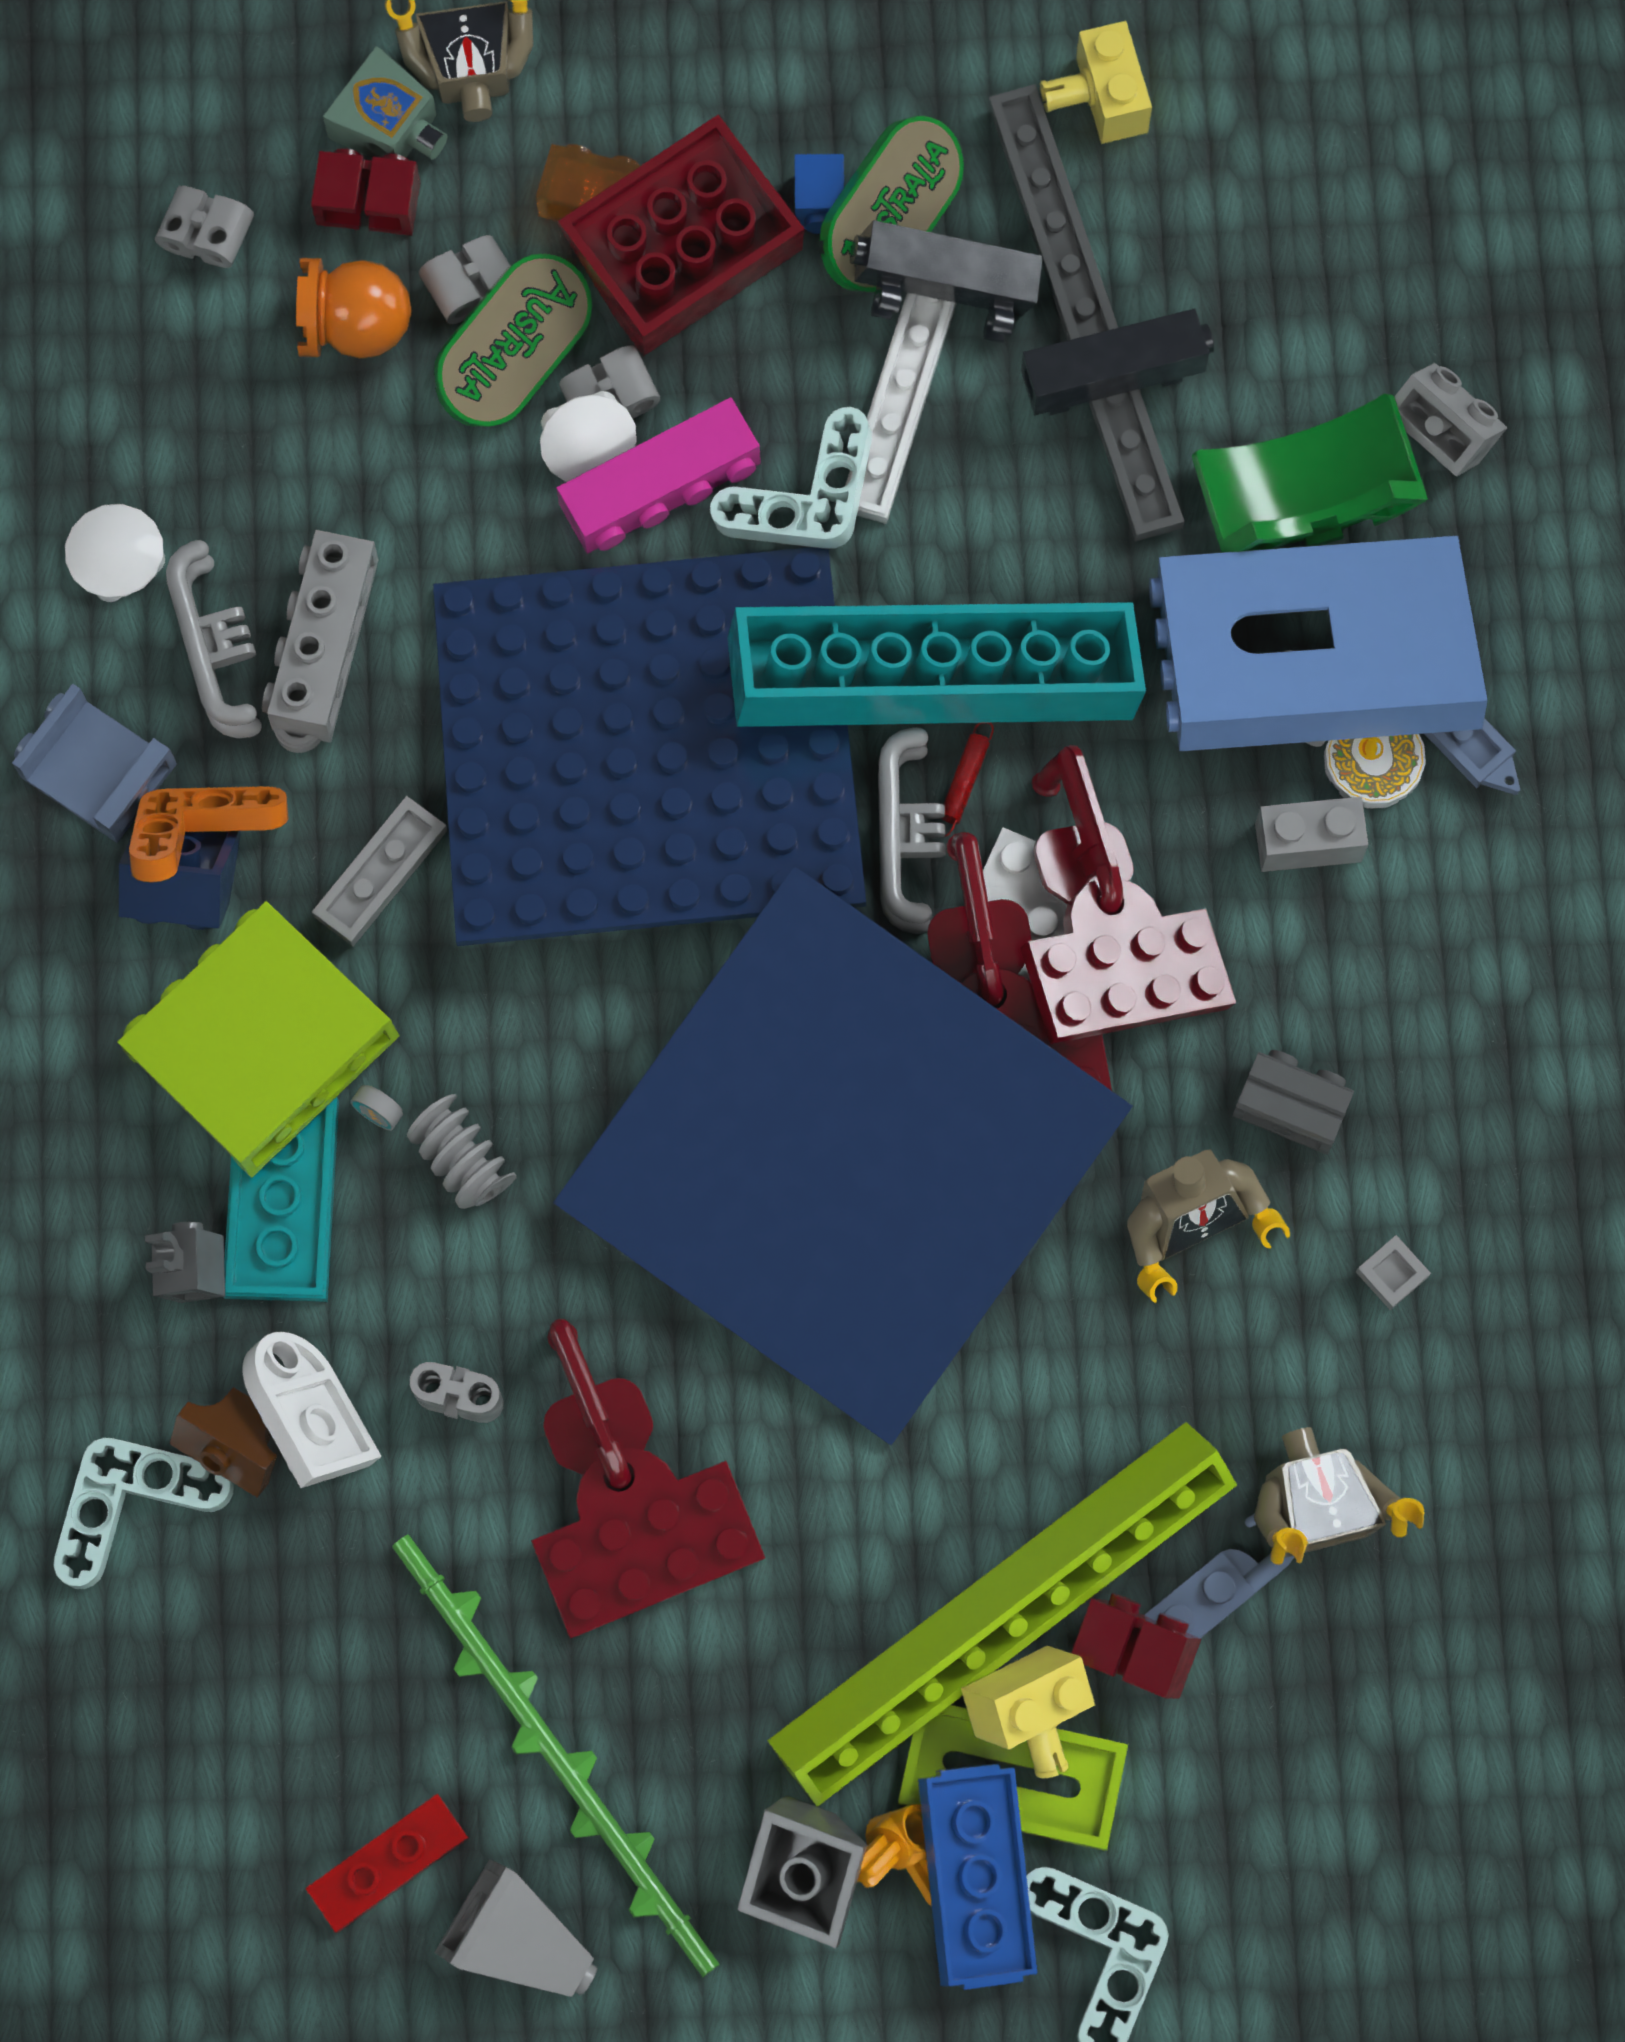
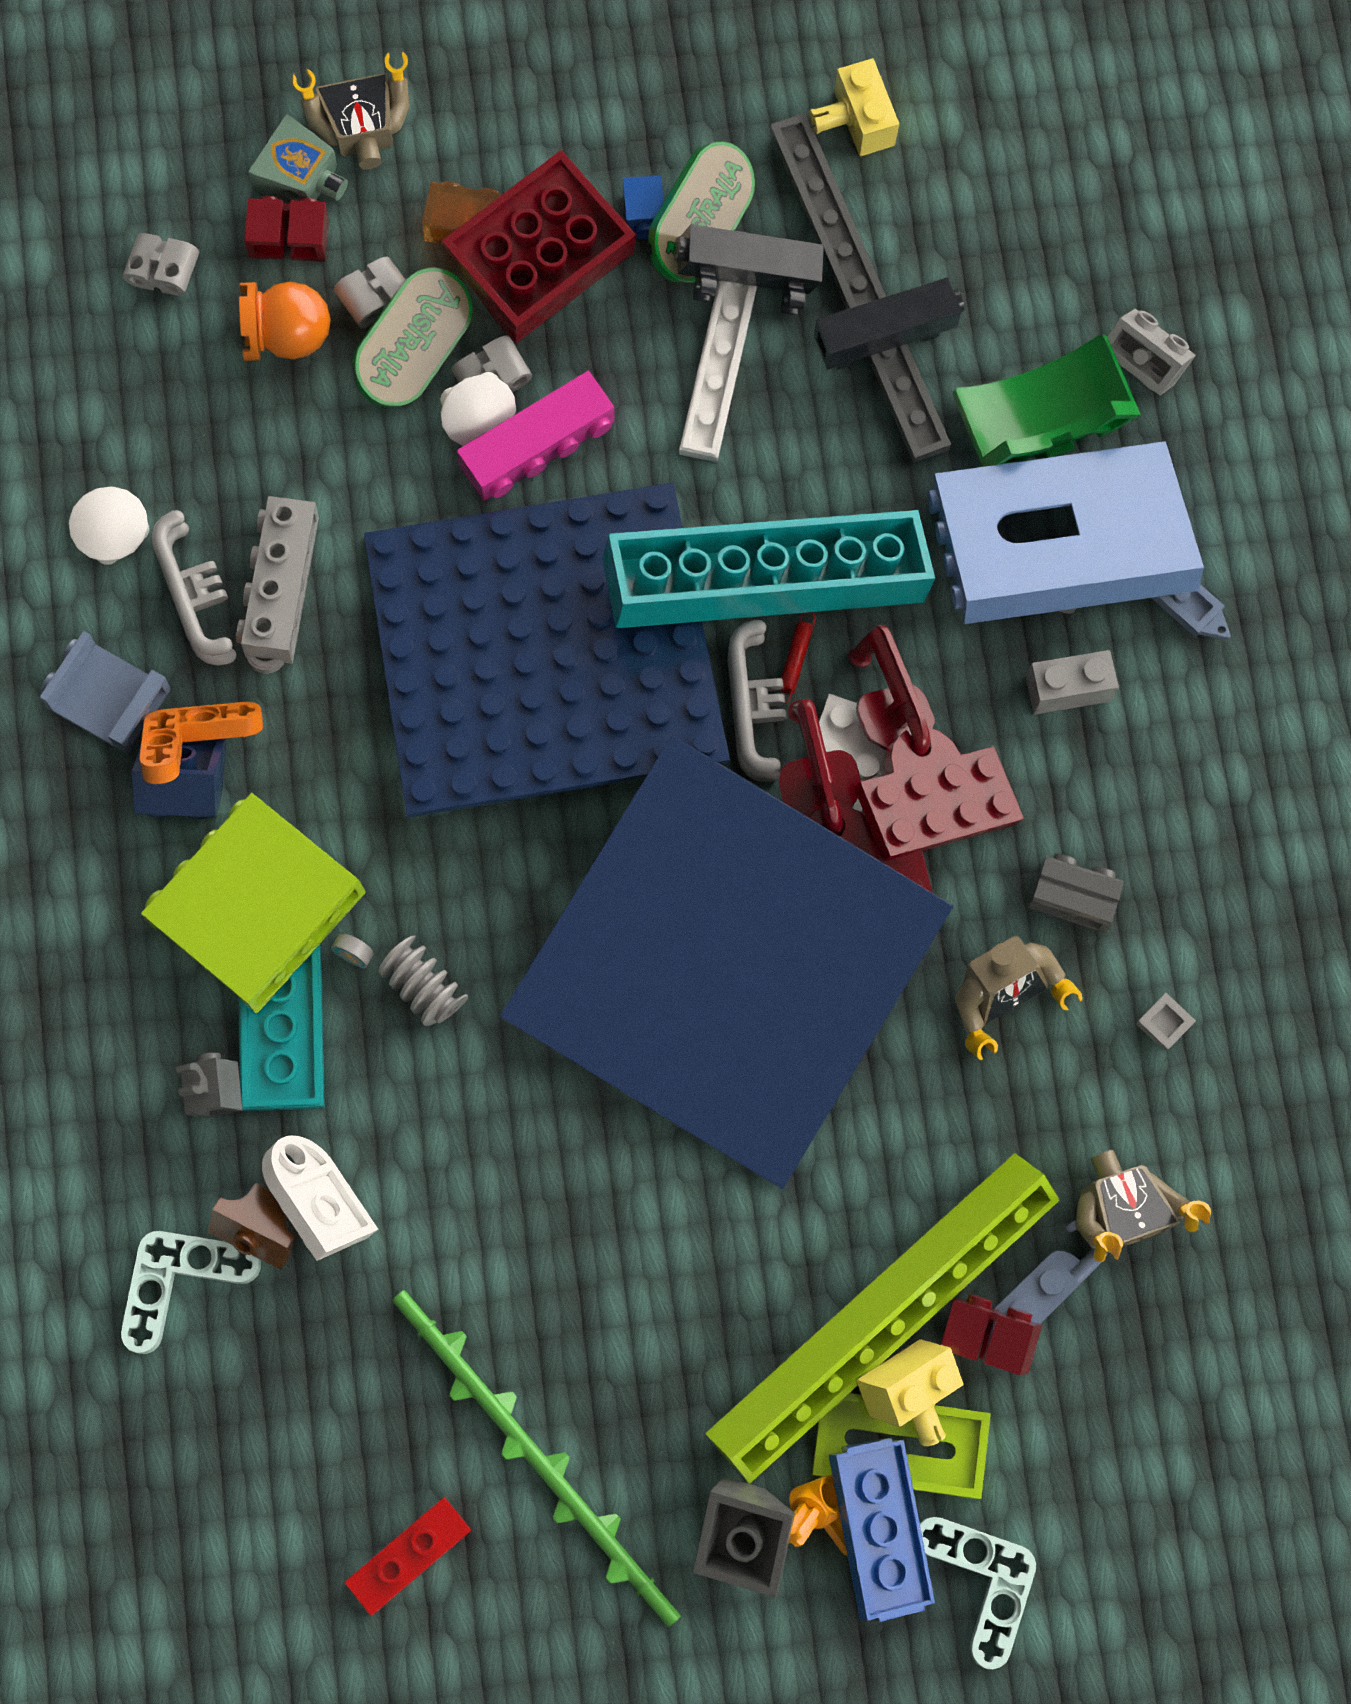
camera: 10 degrees left, 0 degrees up
(379, 871) = (339, 762): light grey plate -> none
(456, 1392) = (434, 1173): light grey piece -> none
(515, 1937) = (515, 1609): light grey slope -> none
(636, 1541) = (585, 1282): dark red plate -> none
(808, 509) = (656, 454): light aqua beam -> none
(1375, 767) = (1116, 626): tile -> none

